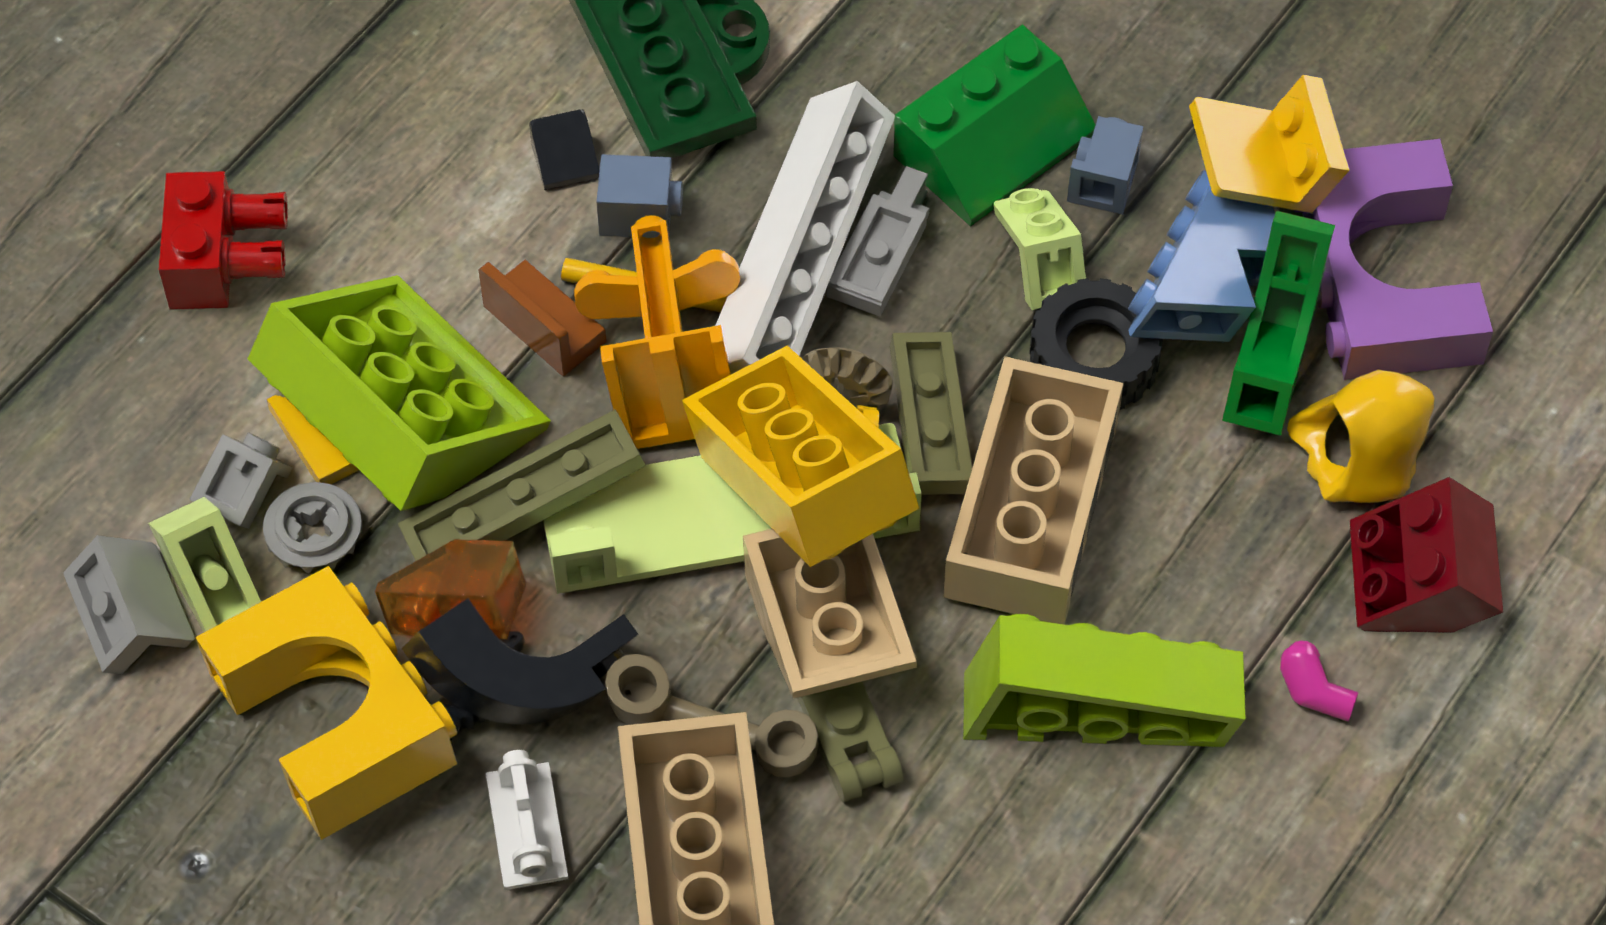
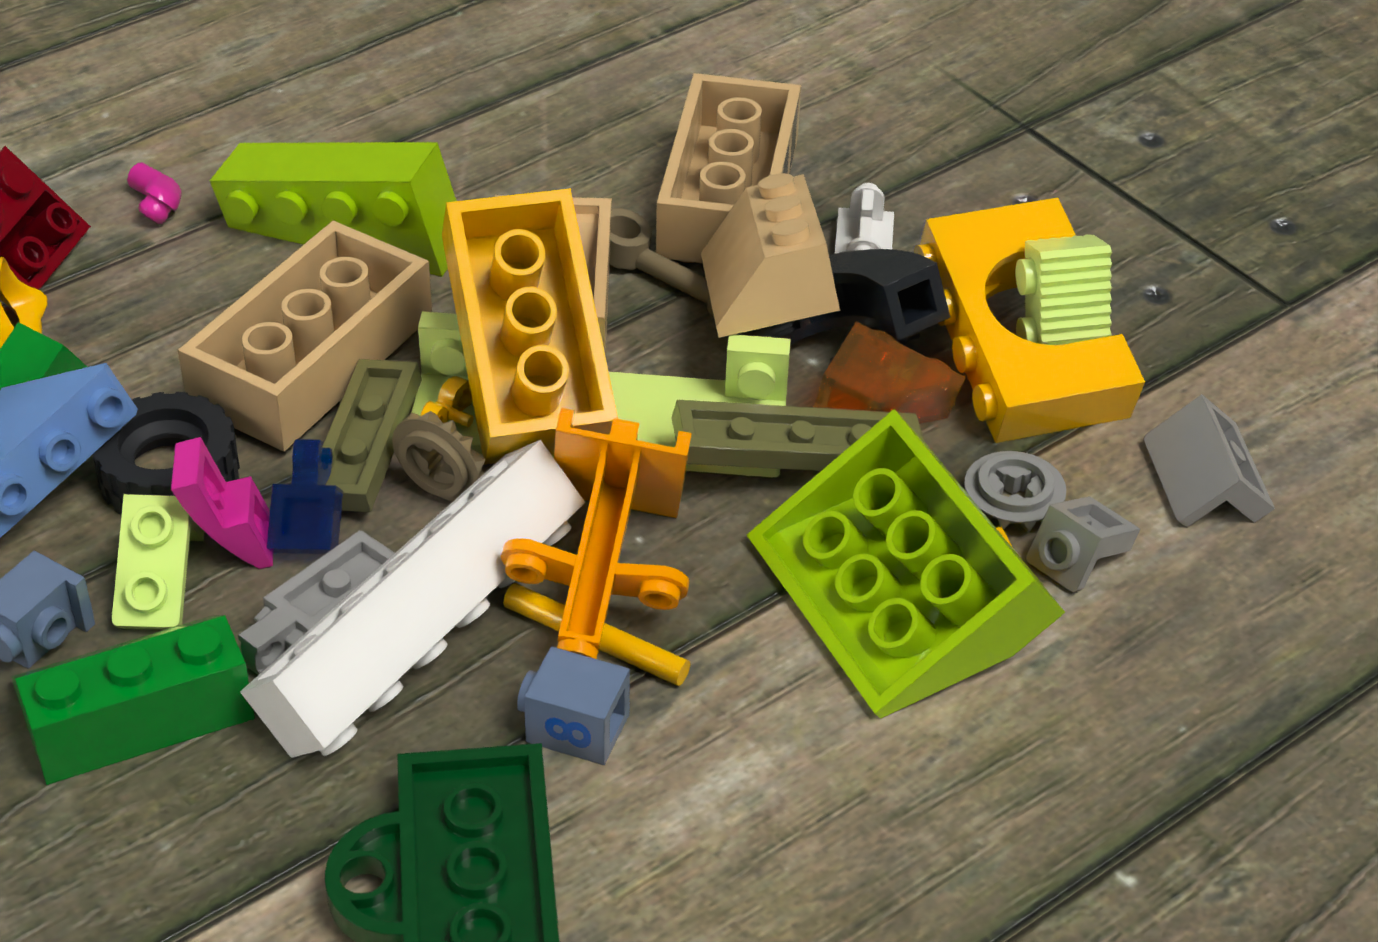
camera: 165 degrees left, 15 degrees down
(198, 244) = (1106, 771): red brick -> none
(205, 562) = (1132, 468): yellowish green slope -> none
(288, 711) = (1065, 290): none -> yellowish green brick
(540, 315) = (732, 620): dark orange panel -> none
(564, 149) = (639, 800): black slope -> none
(595, 634) = (769, 259): none -> tan slope
(940, 311) = (307, 512): none -> clear blue plate
(999, 276) = (227, 511): none -> dark pink slope

